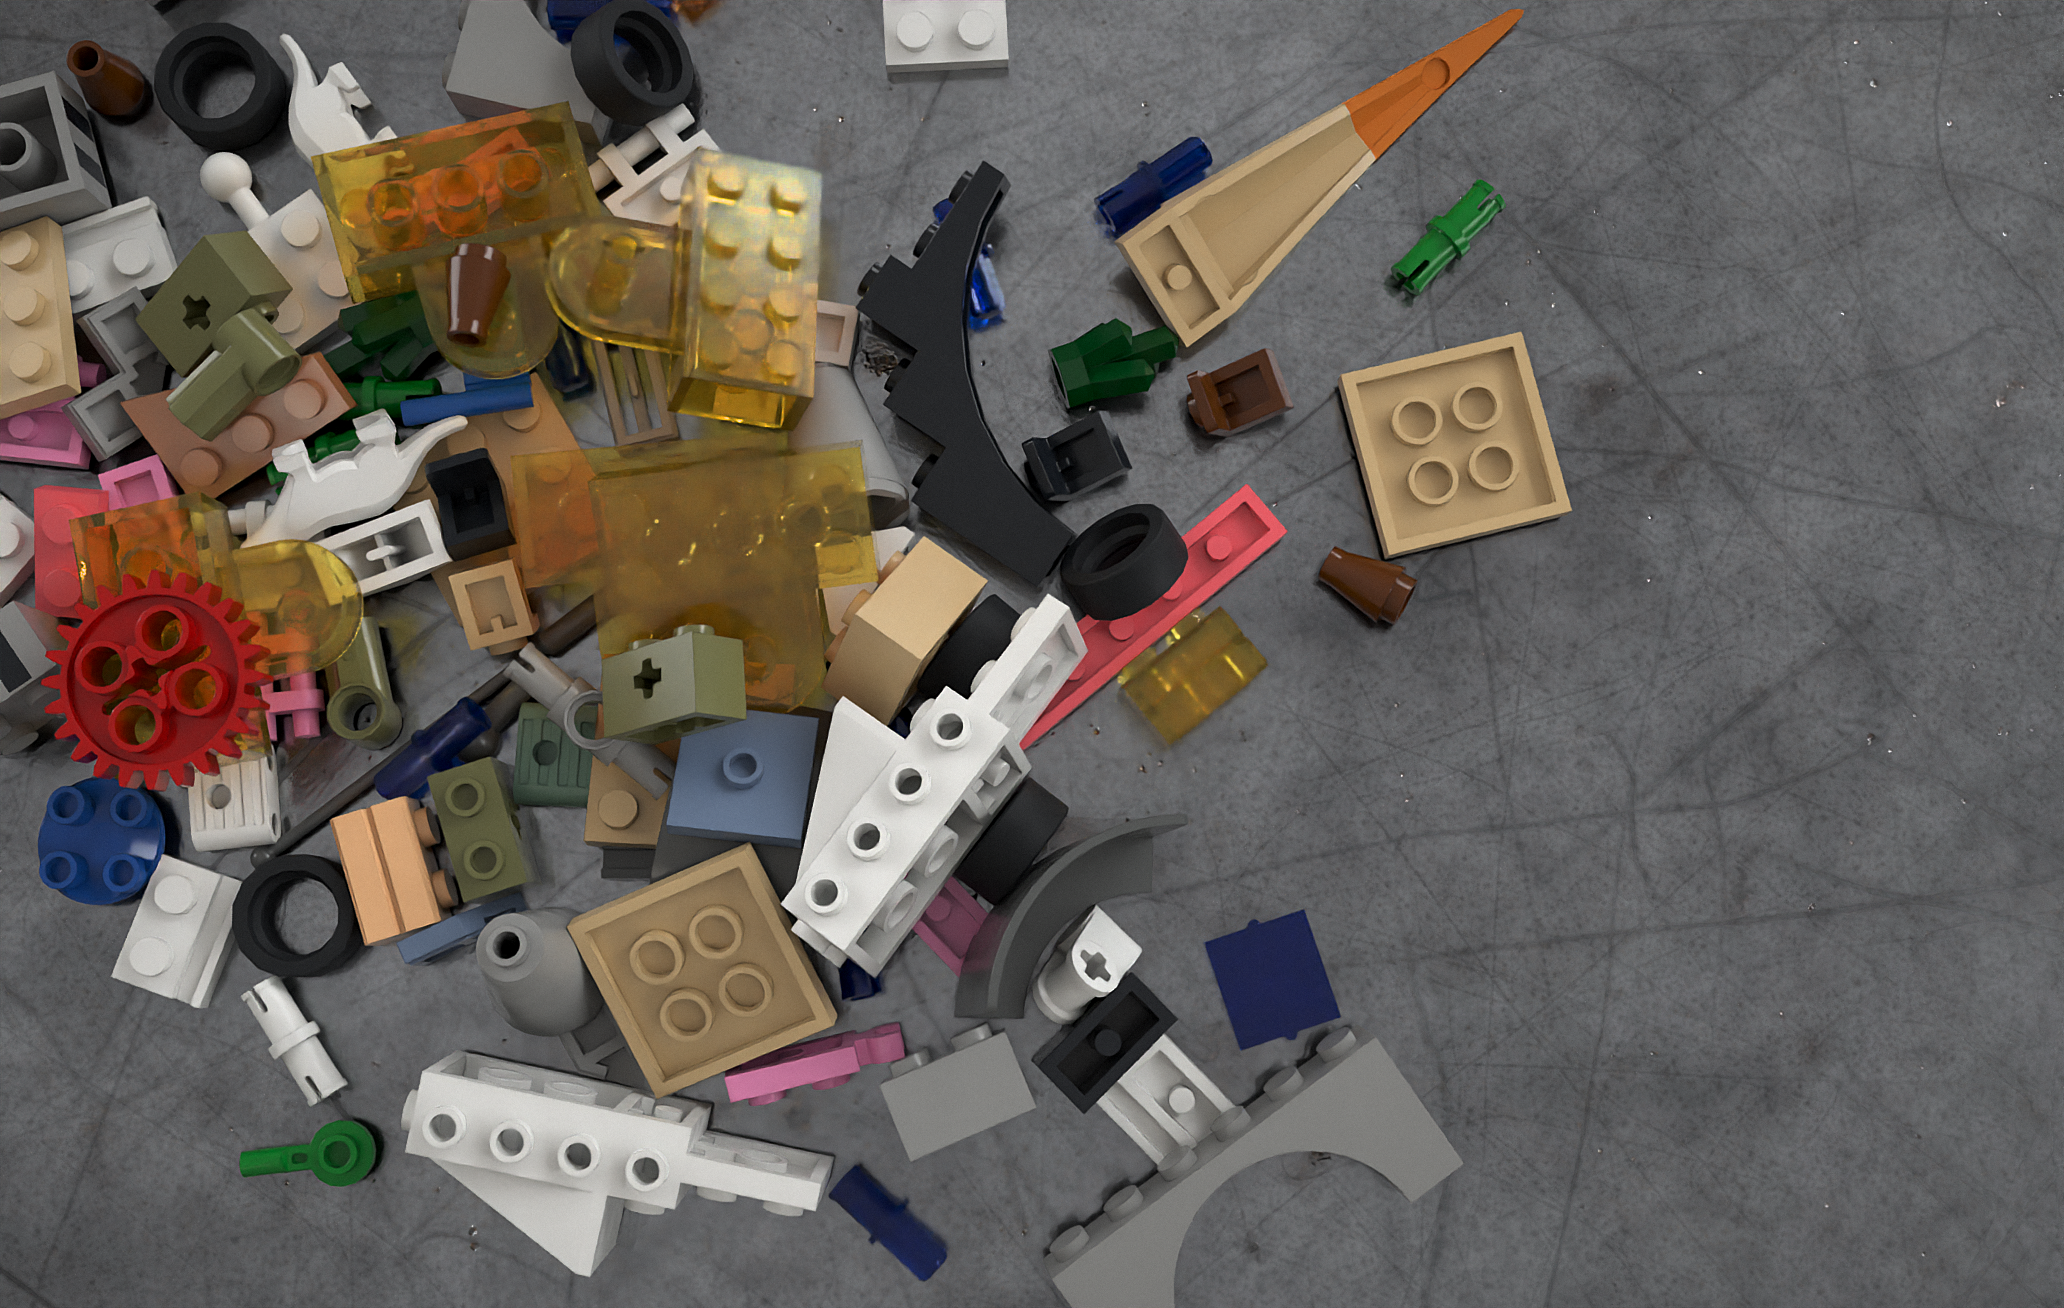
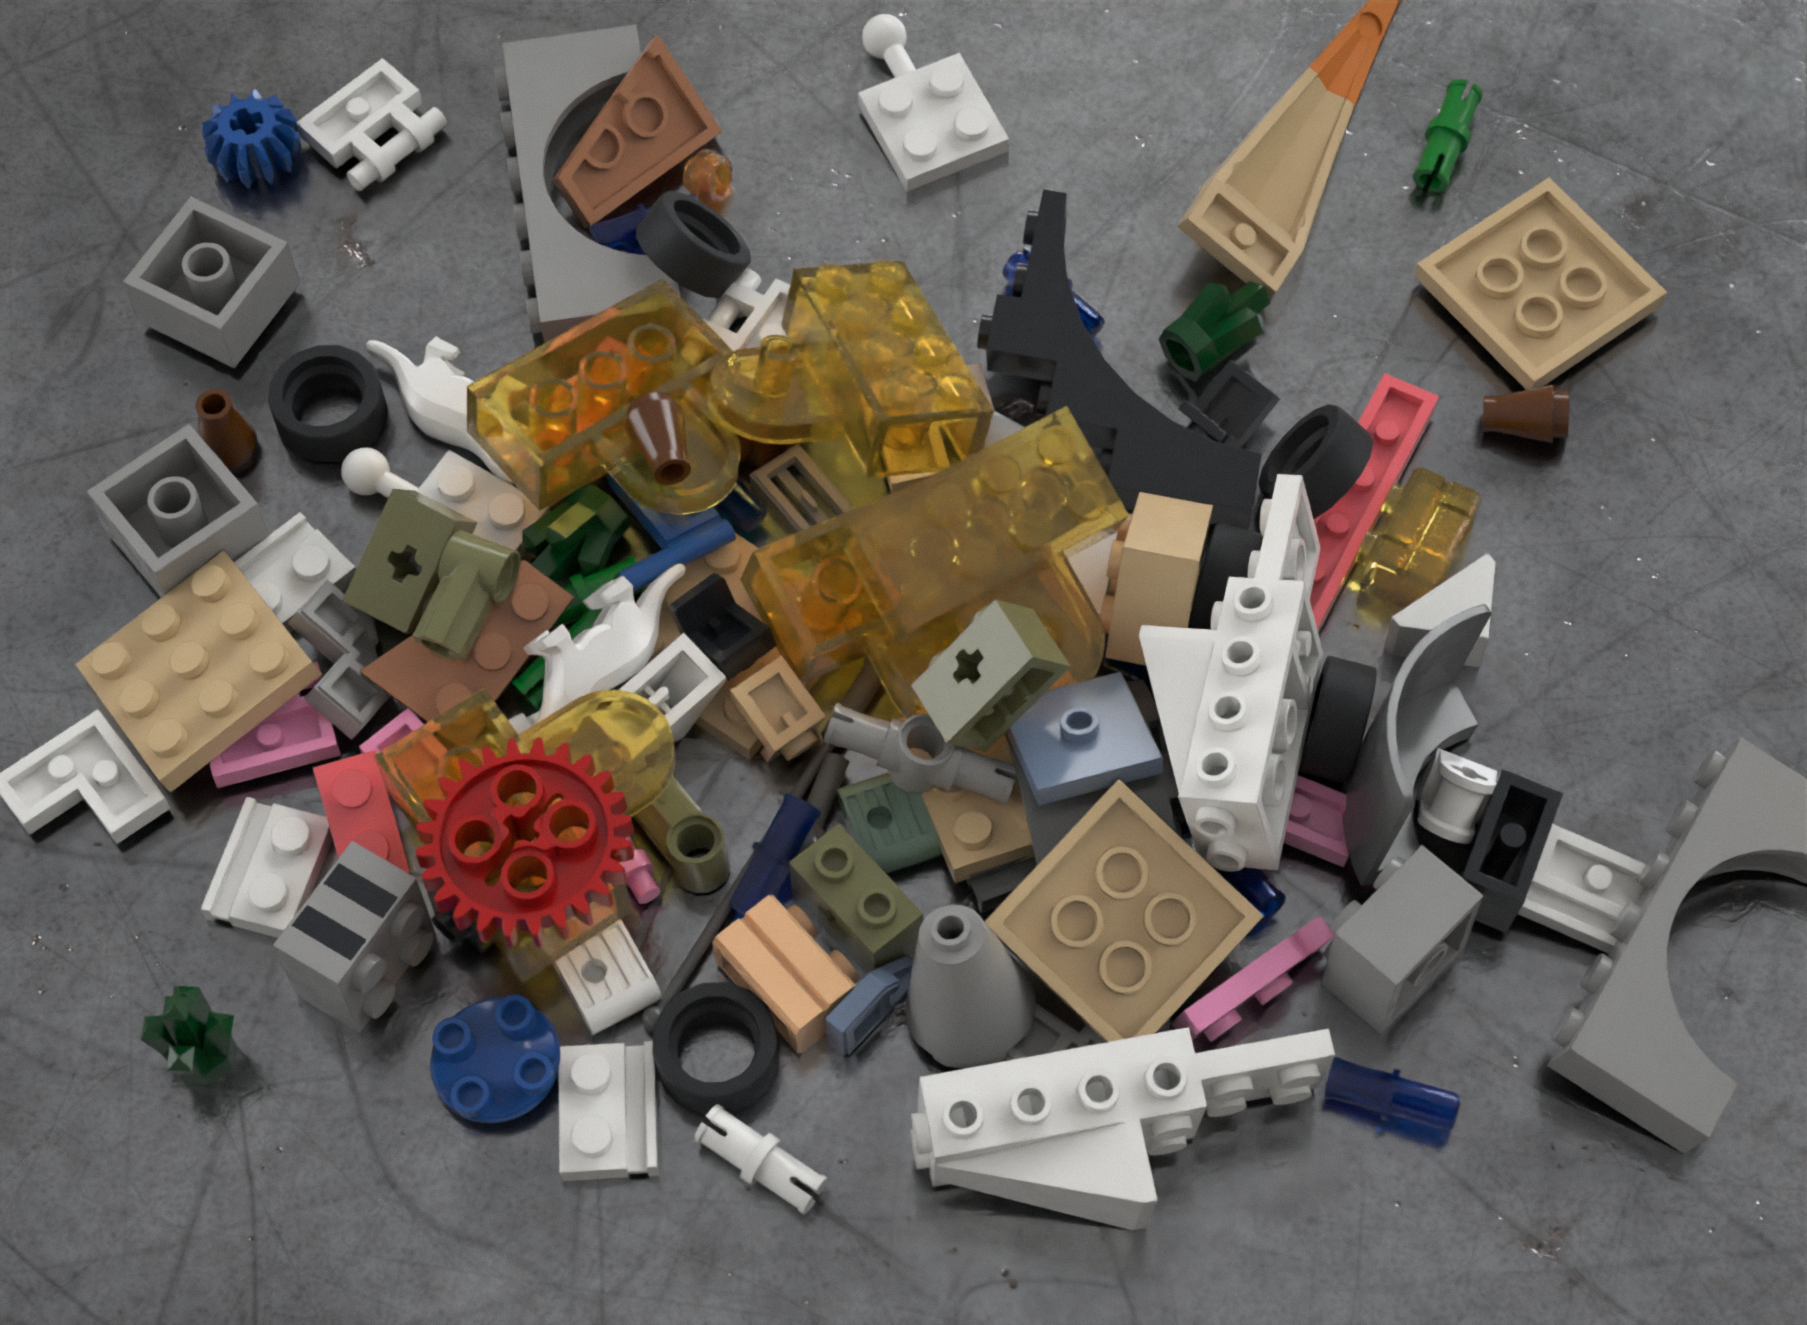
camera: 15 degrees left, 20 degrees down
(337, 1155) = (848, 1246): green plate -> none
(1153, 182) = (1178, 185): clear blue axle -> none
(1183, 773) = (1460, 592): none -> white slope
(1238, 394) = (1341, 310): reddish brown bracket -> none
(1272, 980) = (1620, 762): clear blue piece -> none

